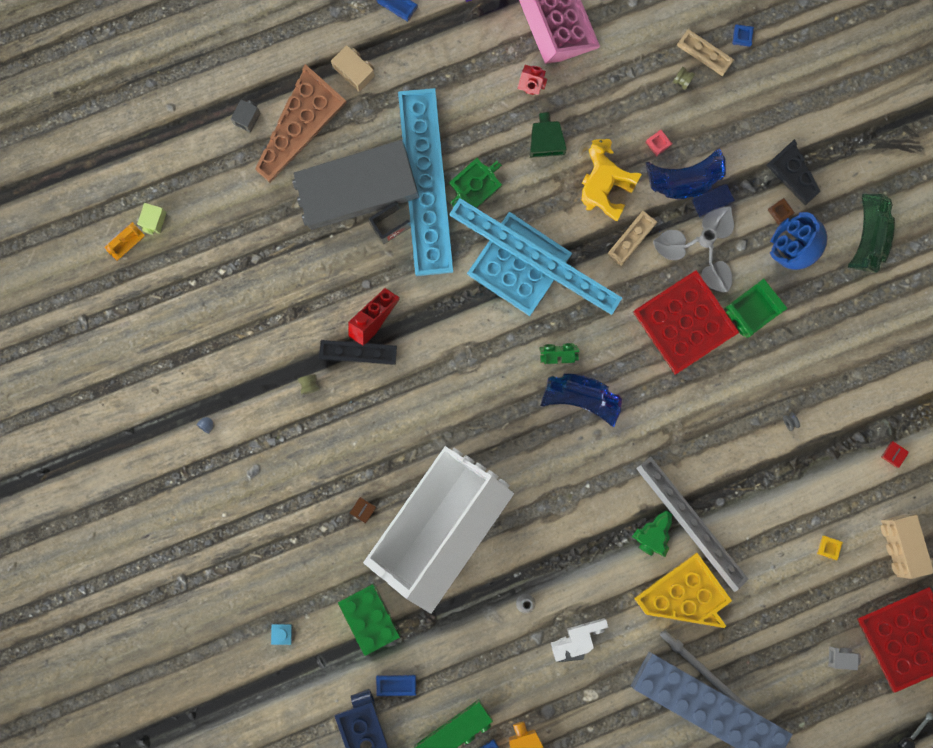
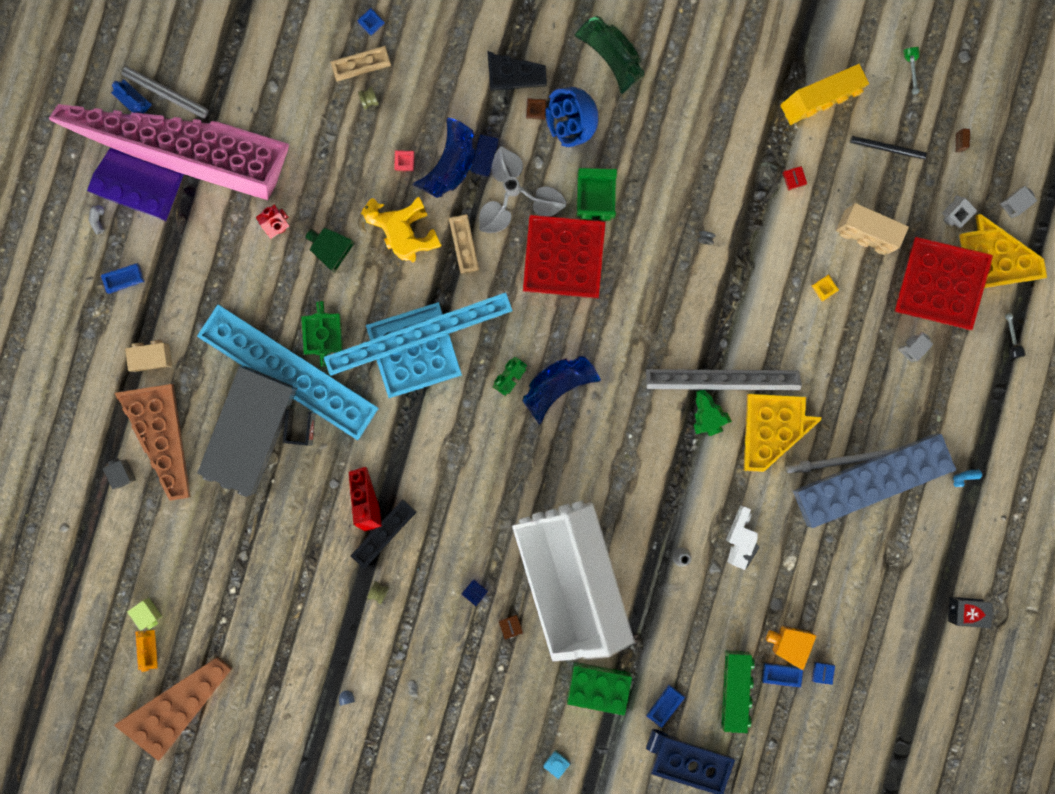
camera: 45 degrees left, 5 degrees up
(85, 297) = (166, 716): none -> nougat wing
(367, 460) = (474, 592): none -> clear blue tile

